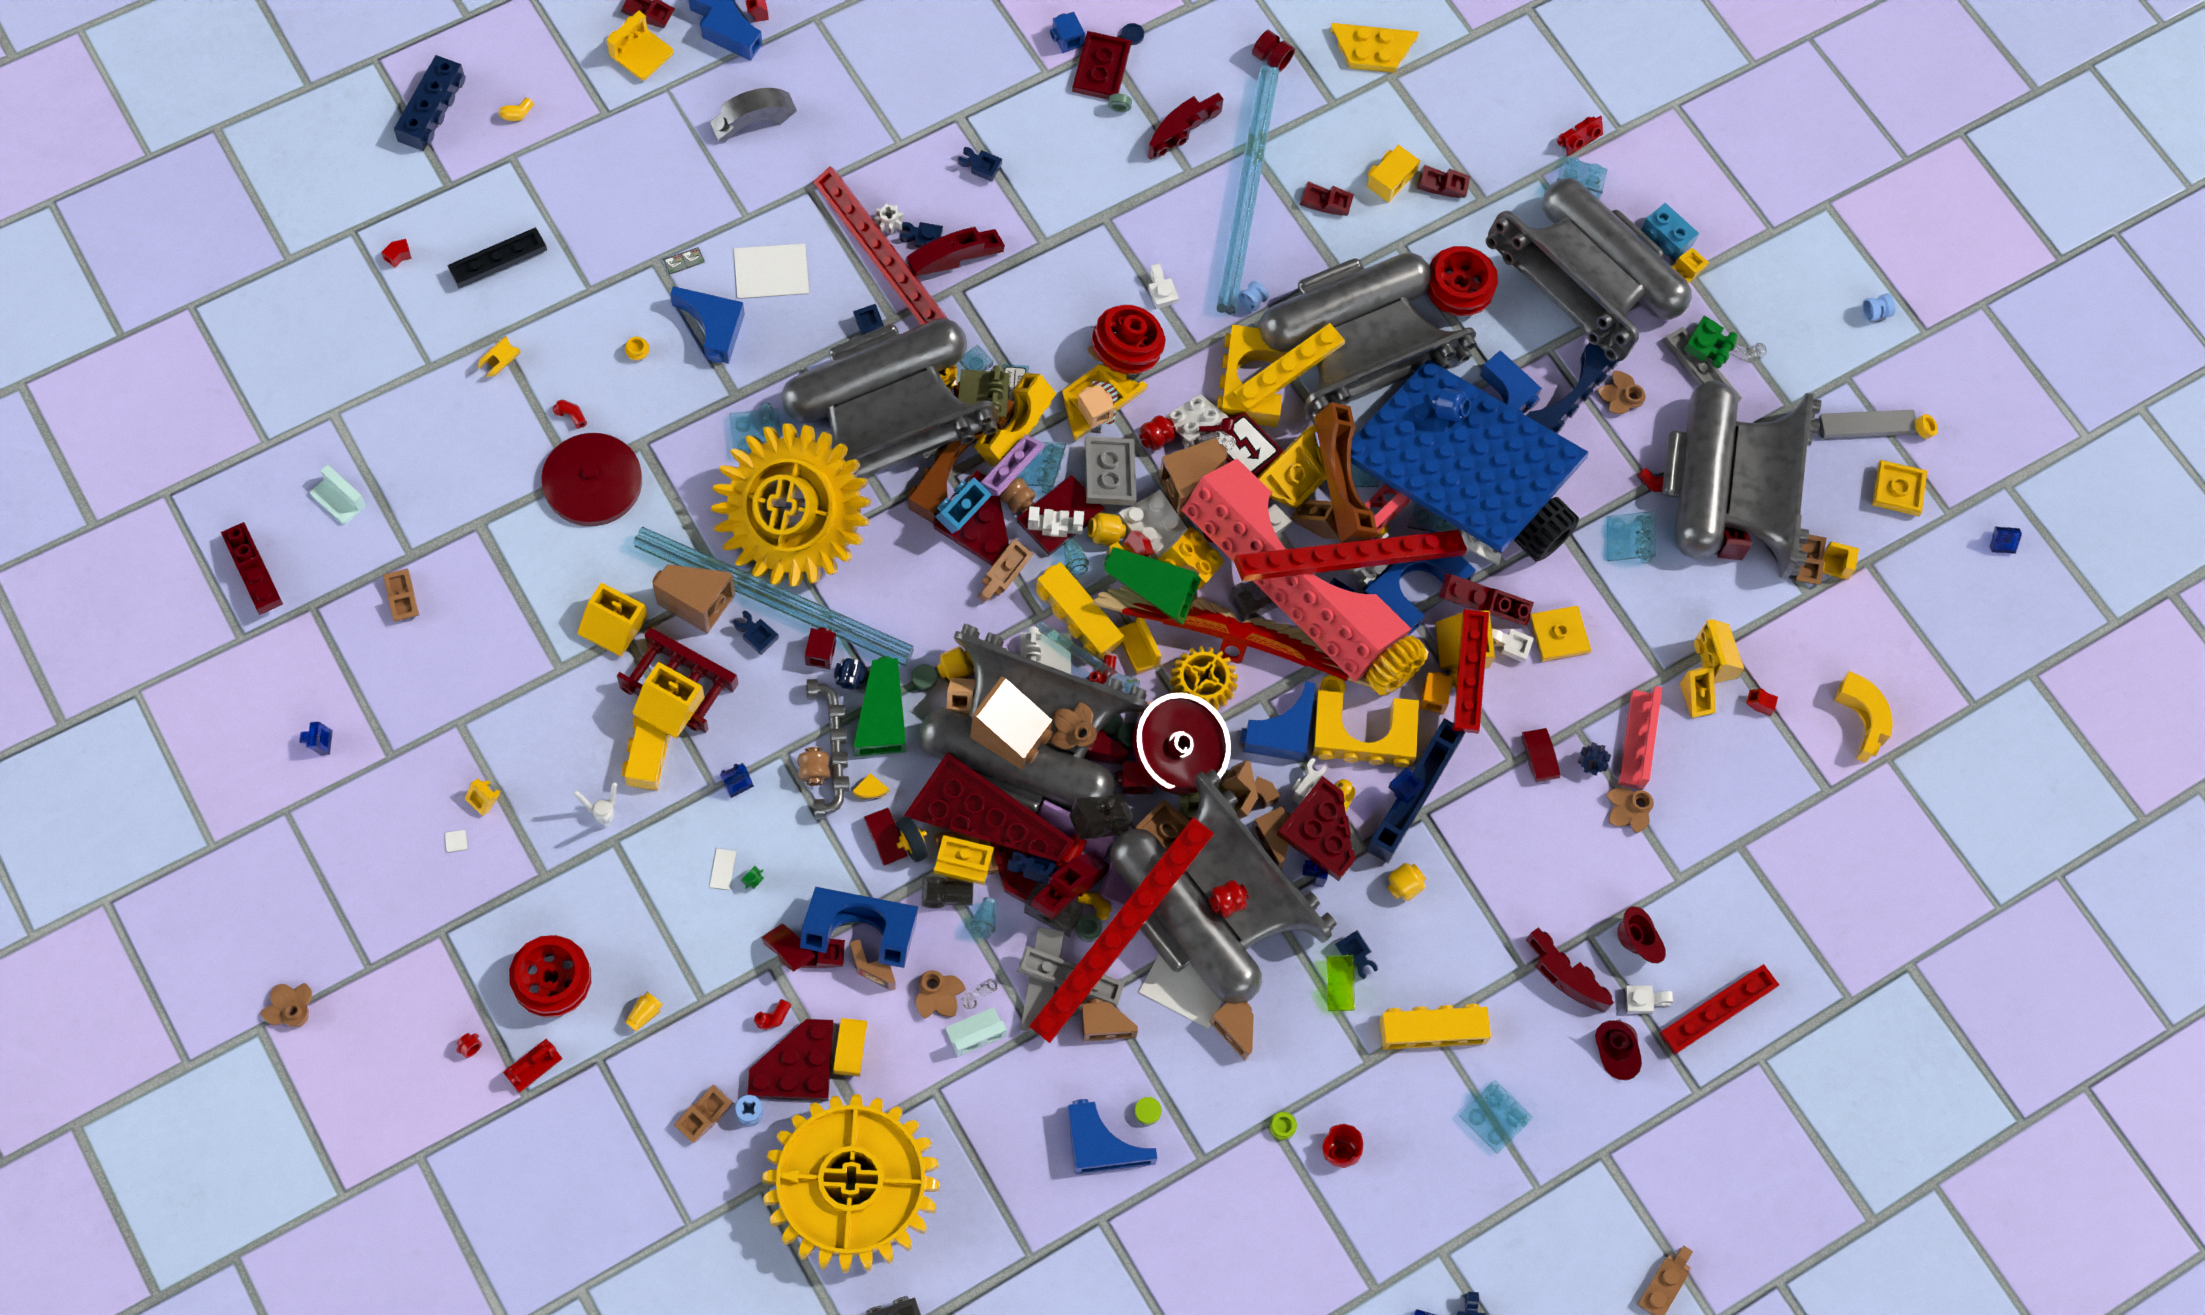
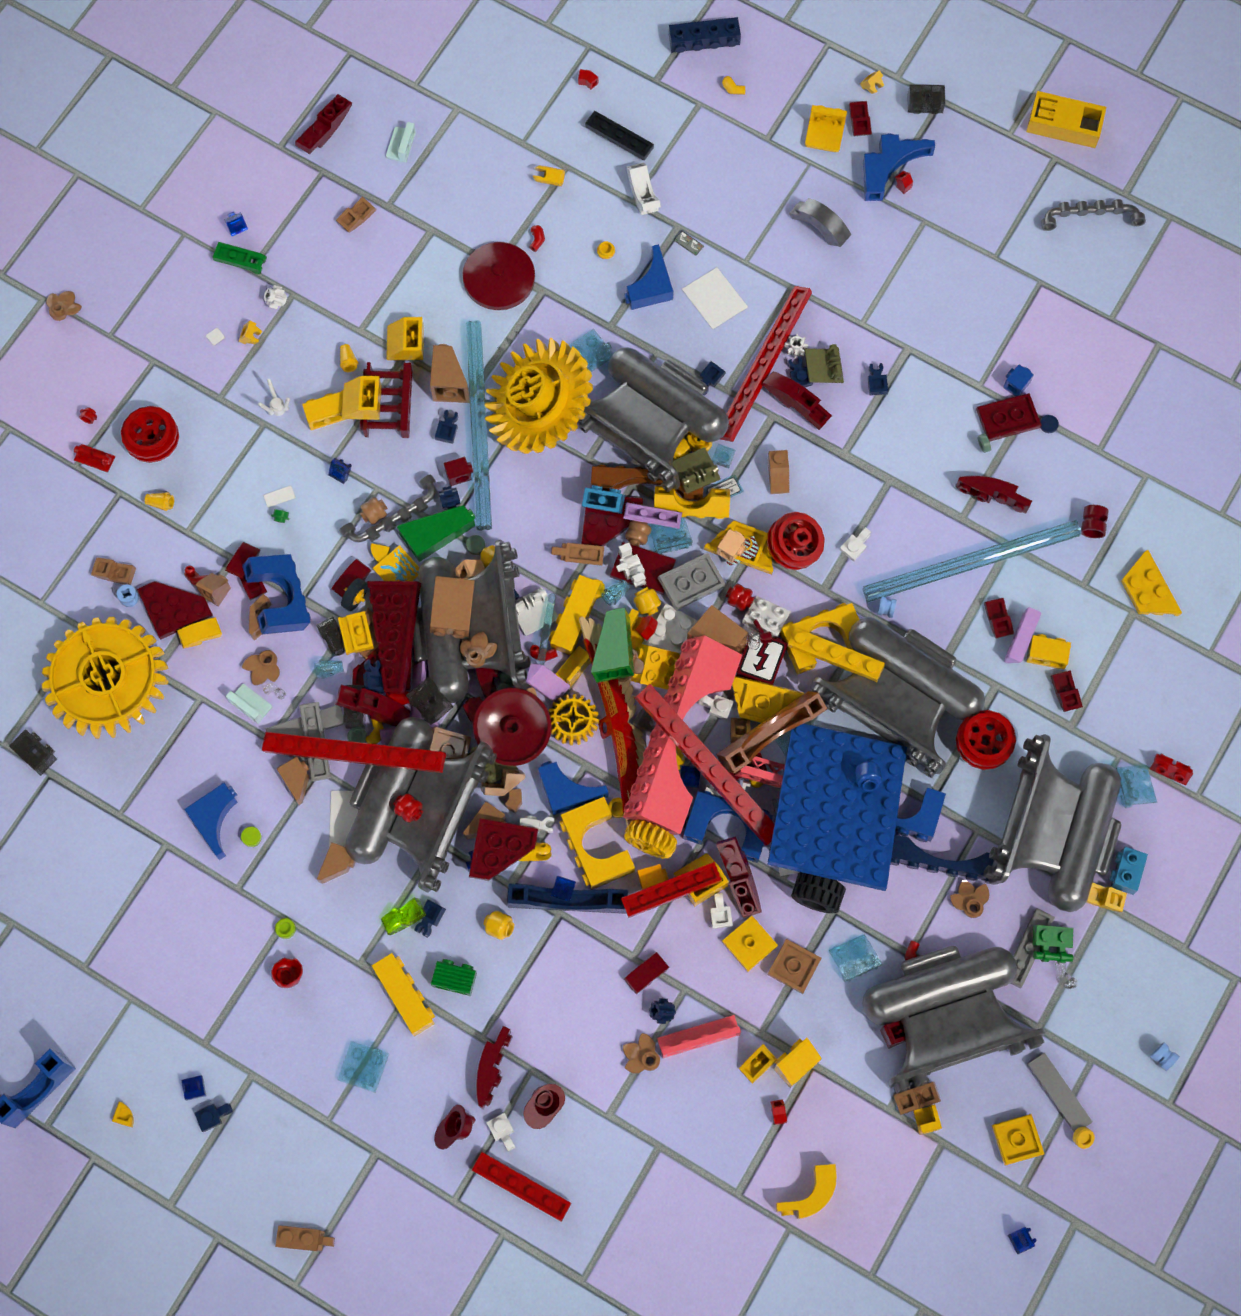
camera: 70 degrees right, 5 degrees up
(367, 758) = (239, 257): none -> green plate
(454, 740) = (275, 297): none -> white gear
(588, 270) = (642, 189): none -> white arch
(592, 698) = (347, 359): none -> yellow cone
(805, 998) = (213, 588): none -> medium nougat slope
(902, 777) = (397, 566): none -> yellow sticker
(930, 203) = (824, 365): none -> olive hinge
(1030, 316) = (778, 471): none -> medium nougat slope
(1151, 677) = (546, 682): none -> lavender slope
(1363, 186) = (1022, 636): none -> lavender slope
(1443, 962) = (453, 977): none -> green brick
(1609, 601) = (794, 966): none -> medium nougat plate

